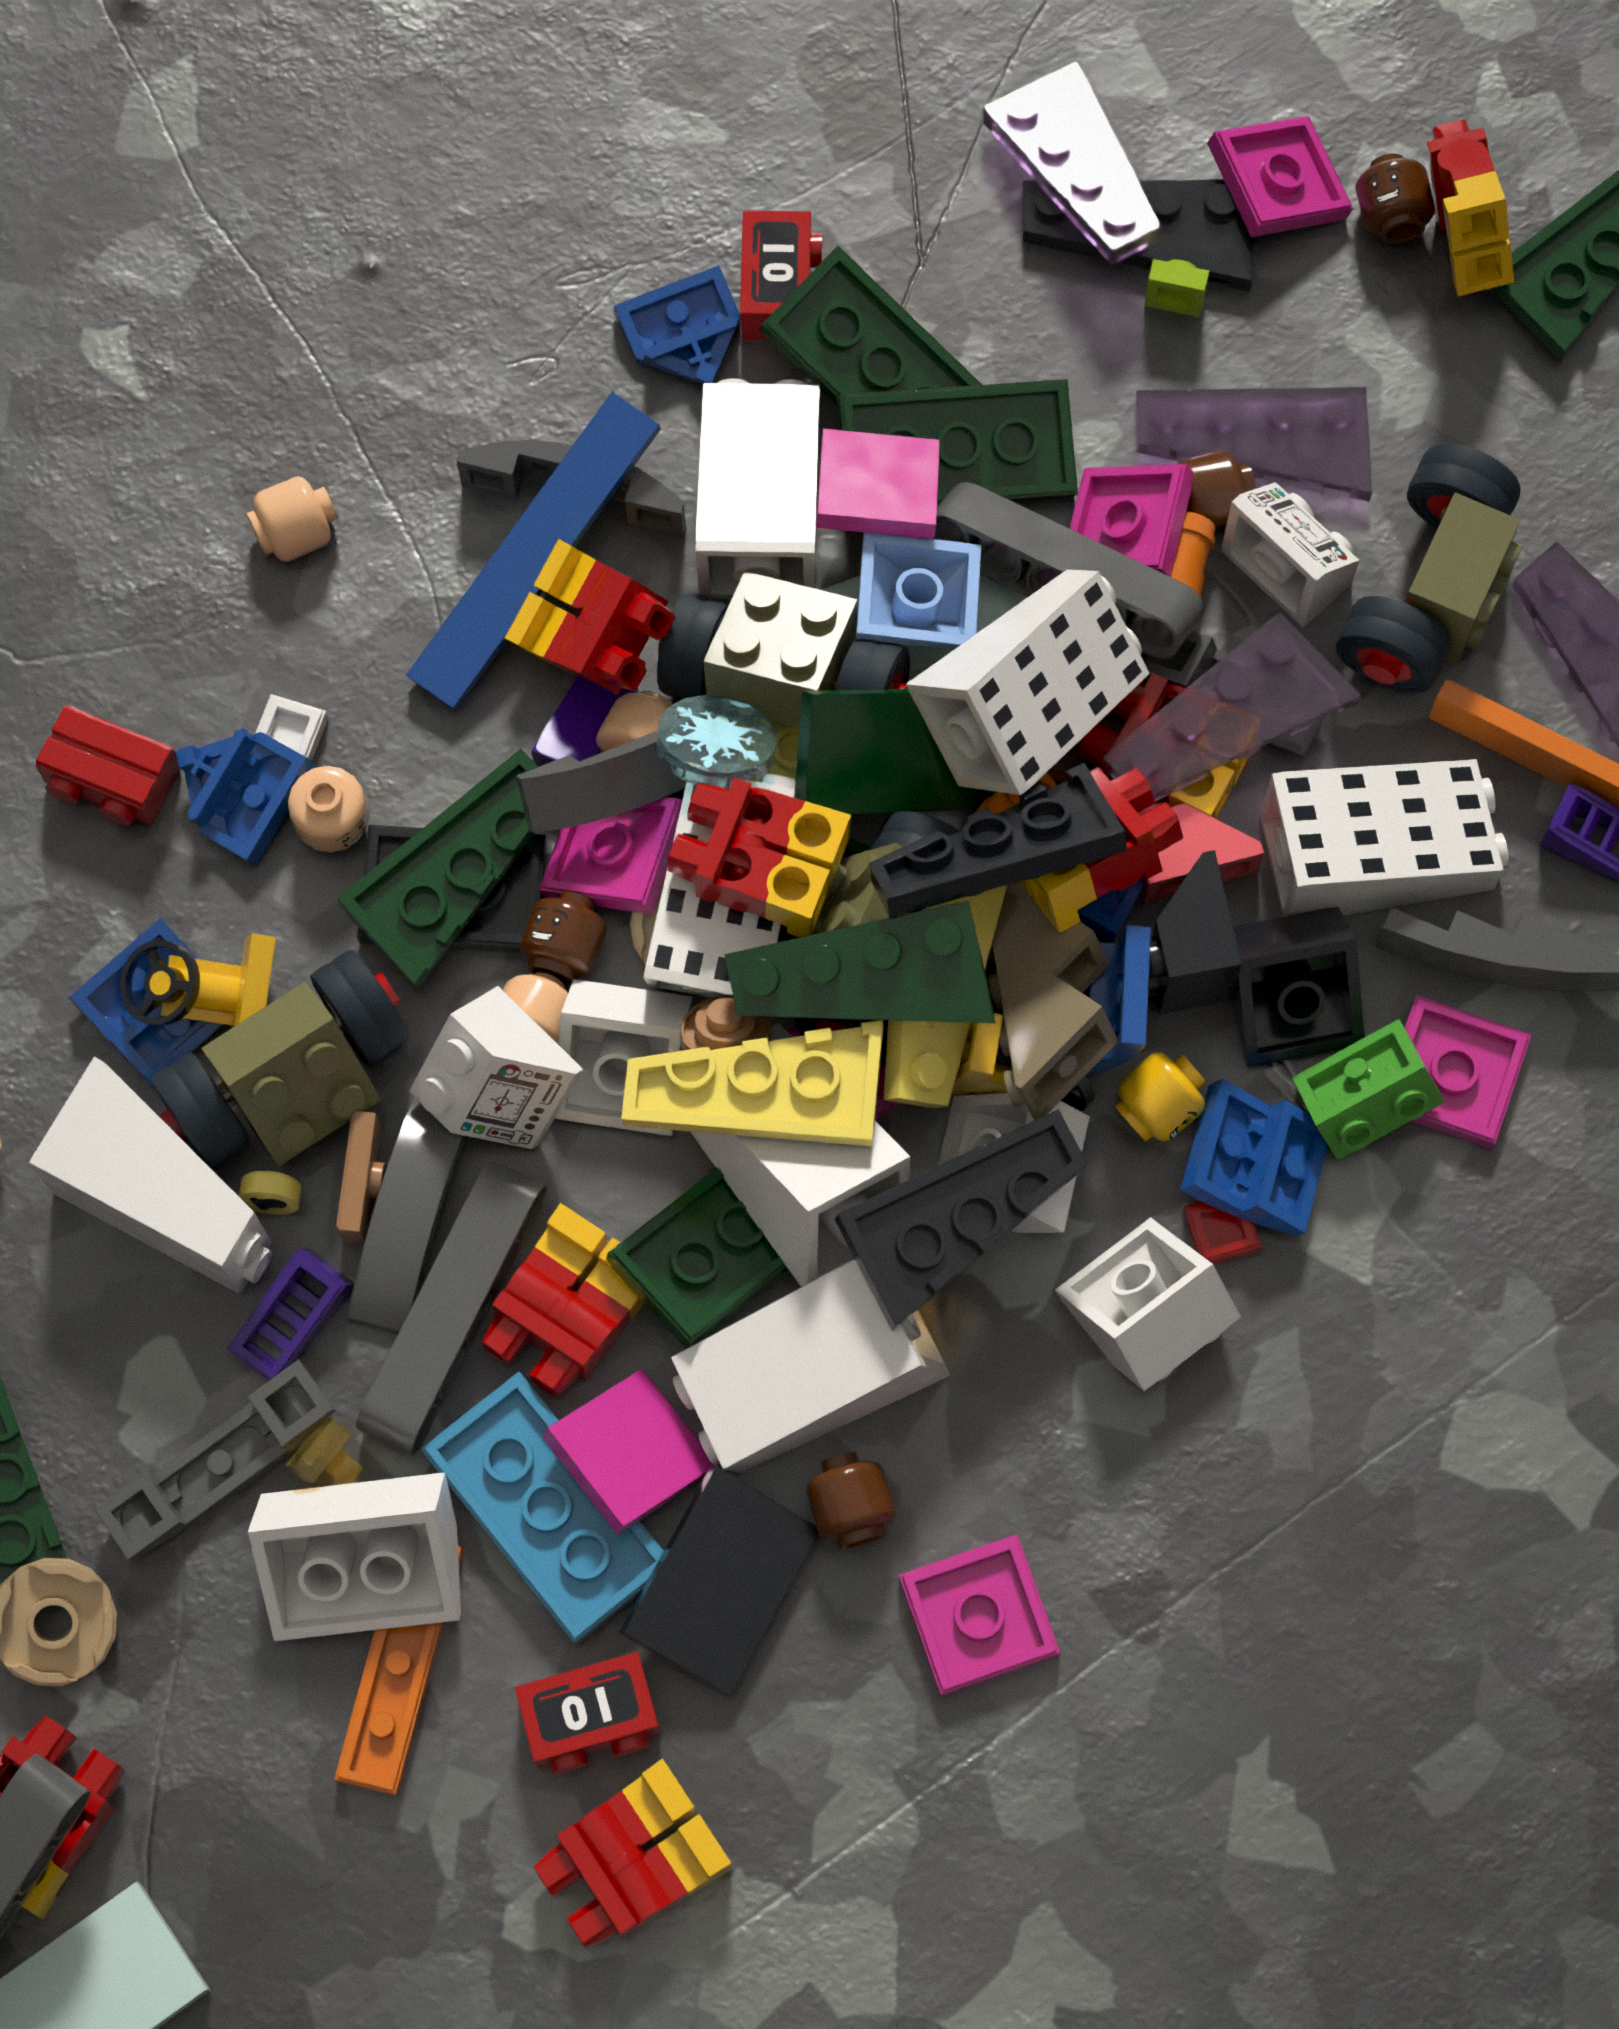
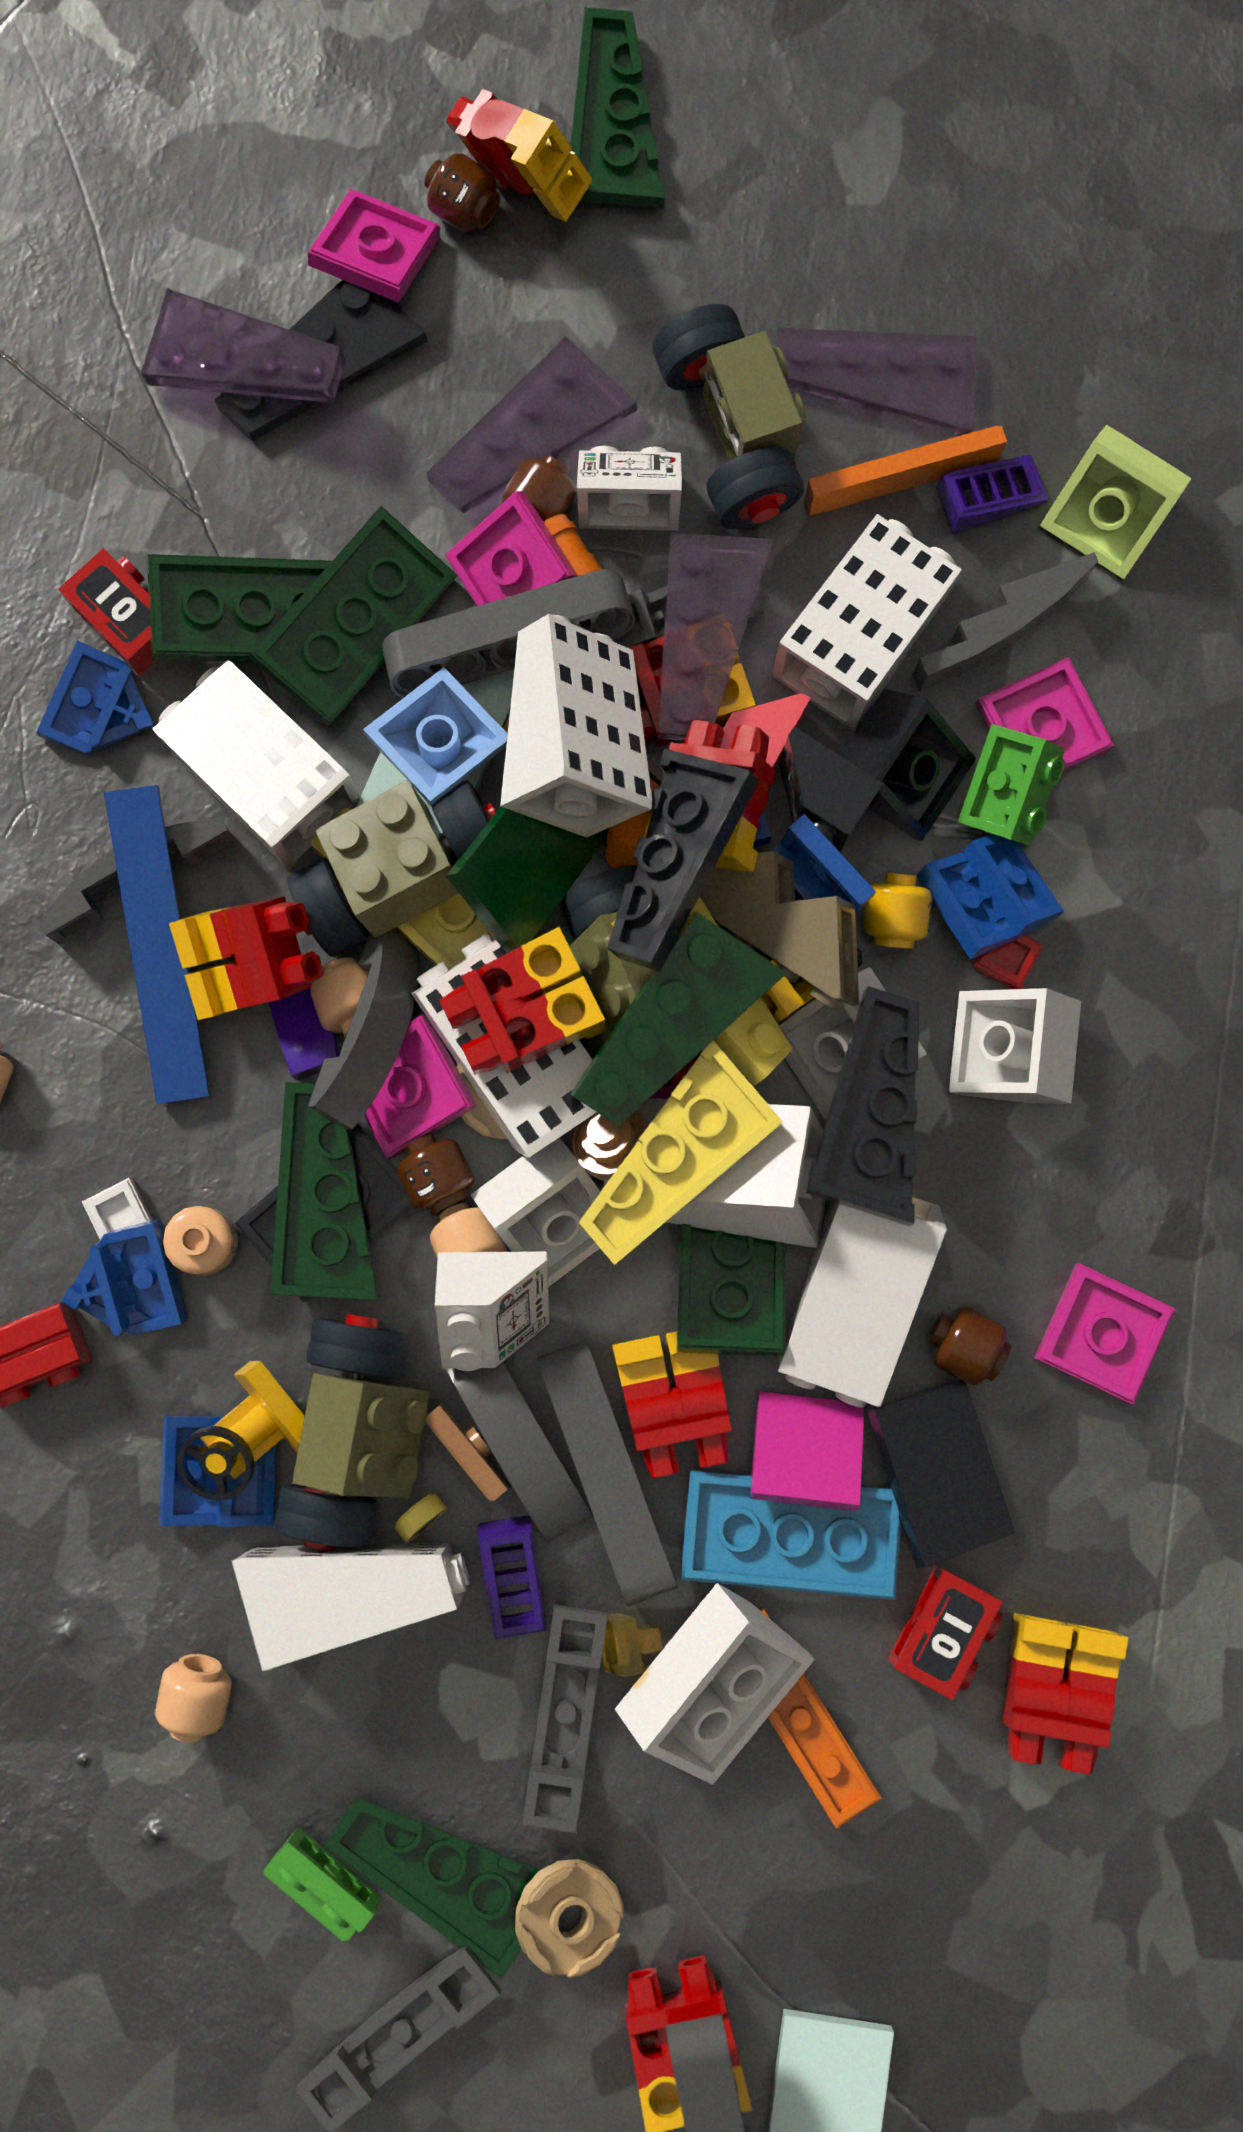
camera: 50 degrees left, 10 degrees up
(716, 740) = (413, 959): clear light blue tile -> none
(878, 484) = (339, 689): tile -> none
(1176, 287) = (384, 379): lime plate -> none

